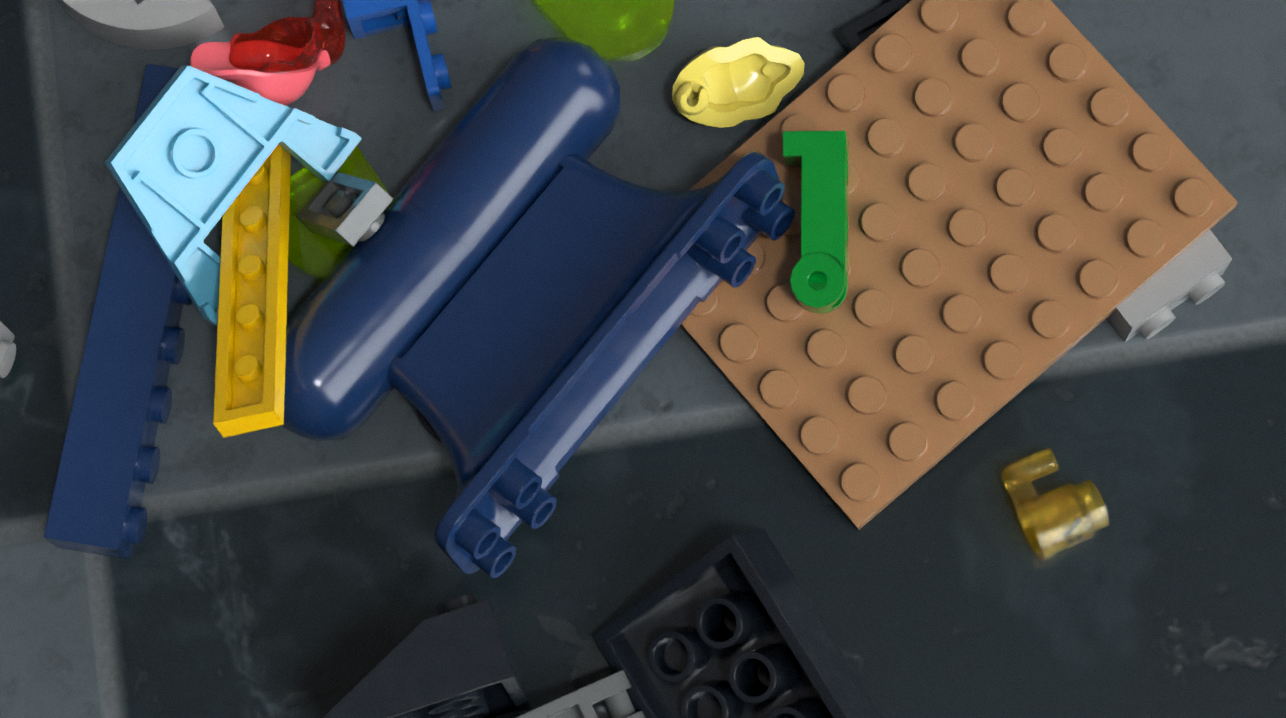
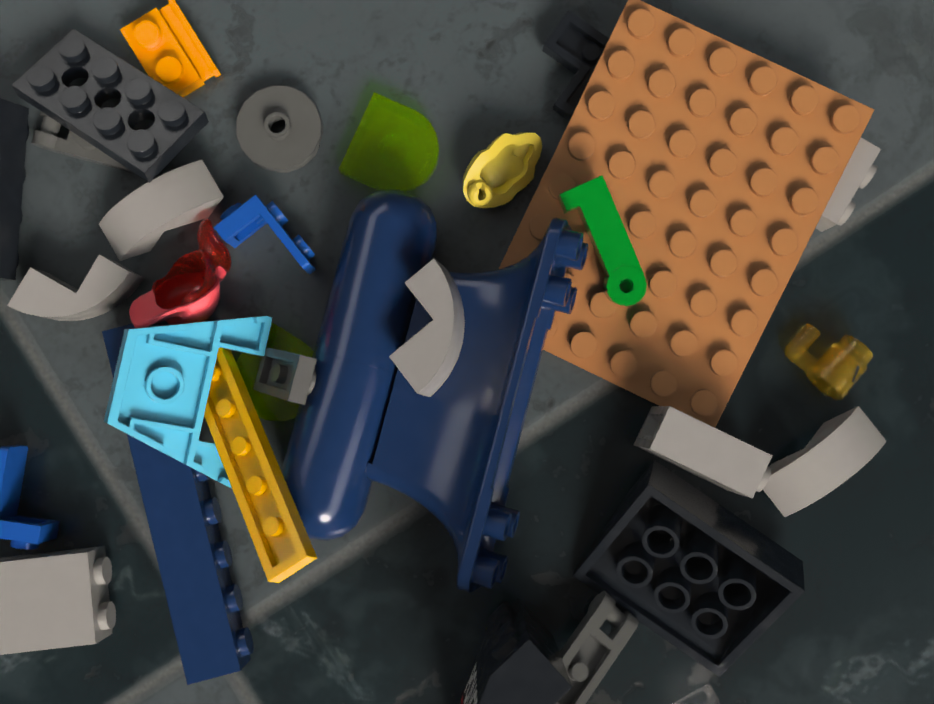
camera: 30 degrees left, 10 degrees up
(544, 244) = (434, 350): none -> light grey brick
(825, 533) = (704, 451): none -> light grey brick
(980, 623) = (825, 463): none -> light grey brick

